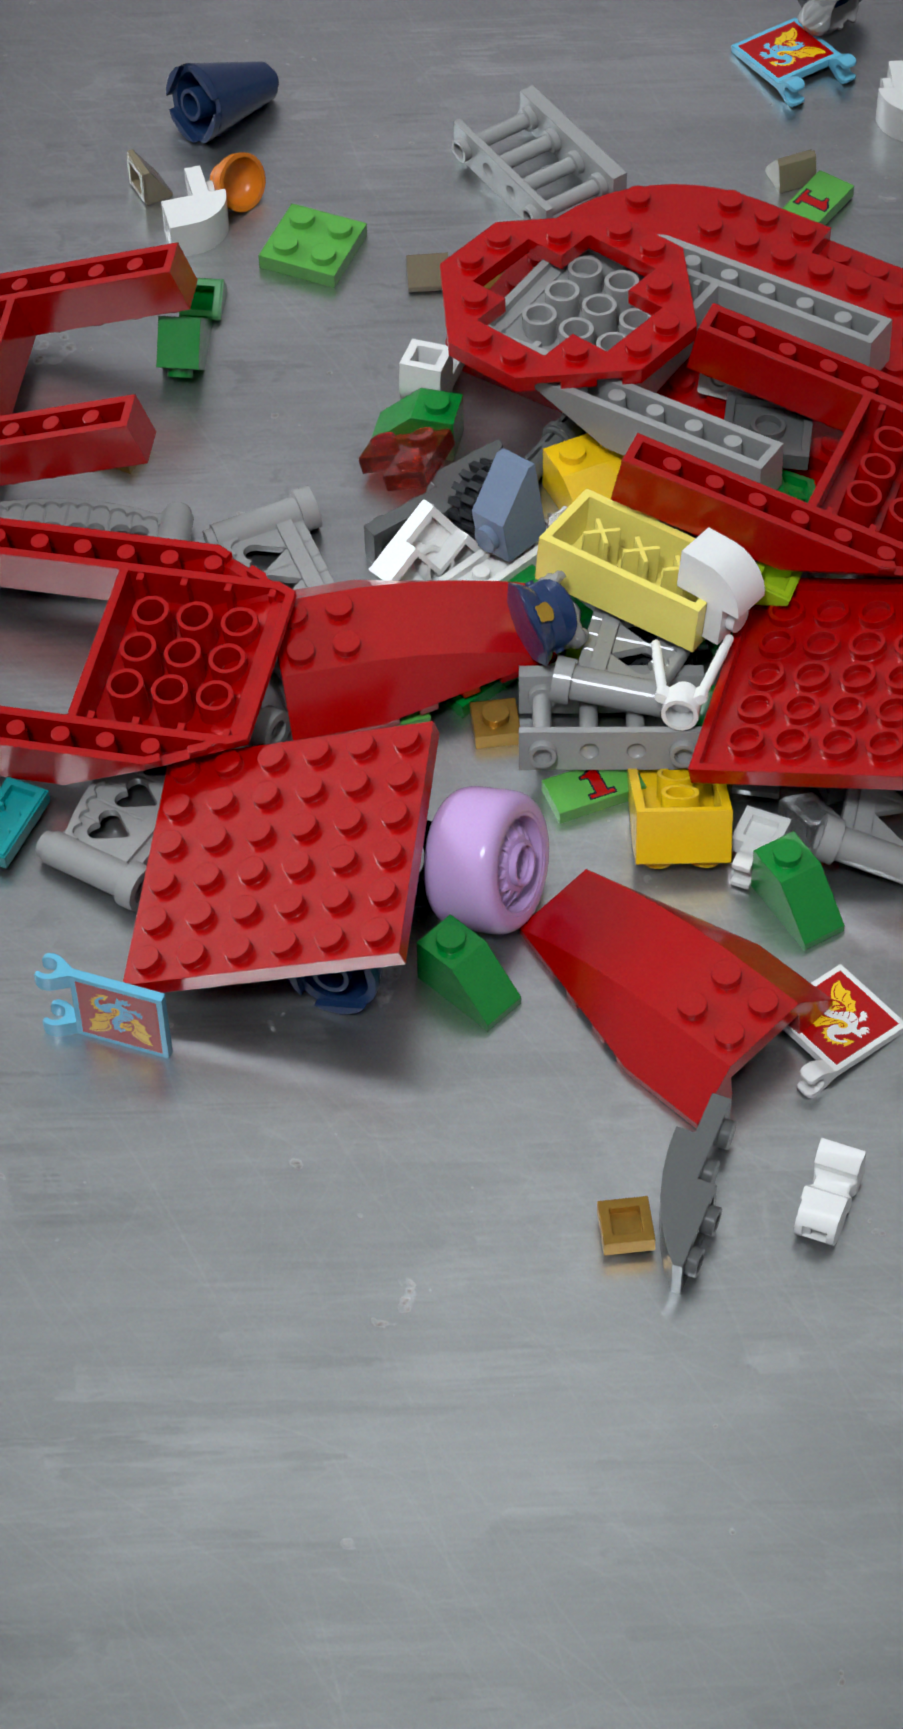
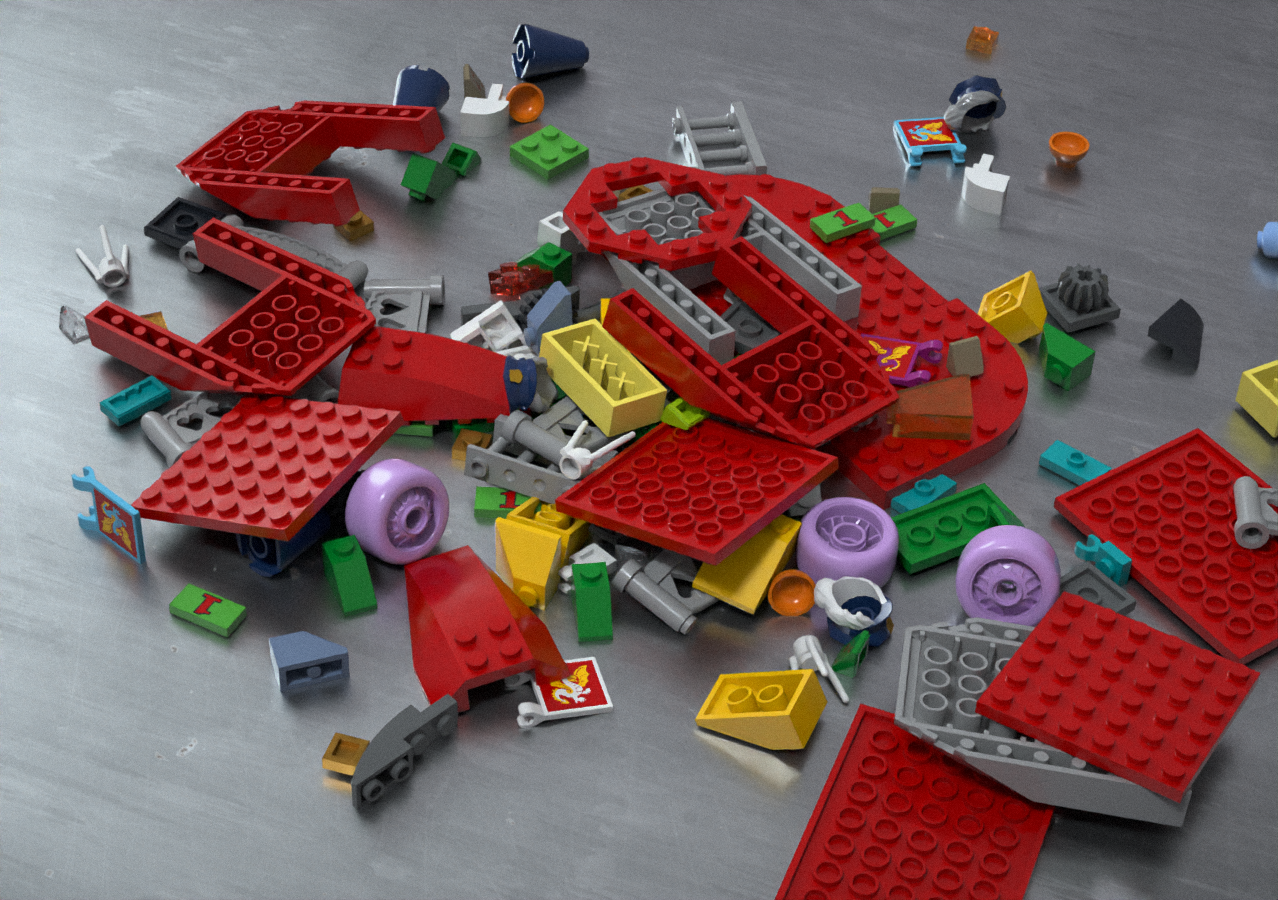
camera: 20 degrees right, 10 degrees down
(95, 217) = (421, 88): none -> dark blue cone
(308, 1091) = (208, 610): none -> bright green tile
(489, 1114) = (306, 660): none -> sand blue slope
(689, 866) = (528, 561): none -> yellow slope
(724, 578) = (640, 392): white brick -> none
(780, 226) = (842, 222): none -> bright green tile
(829, 1198) = (478, 791): white leg -> none

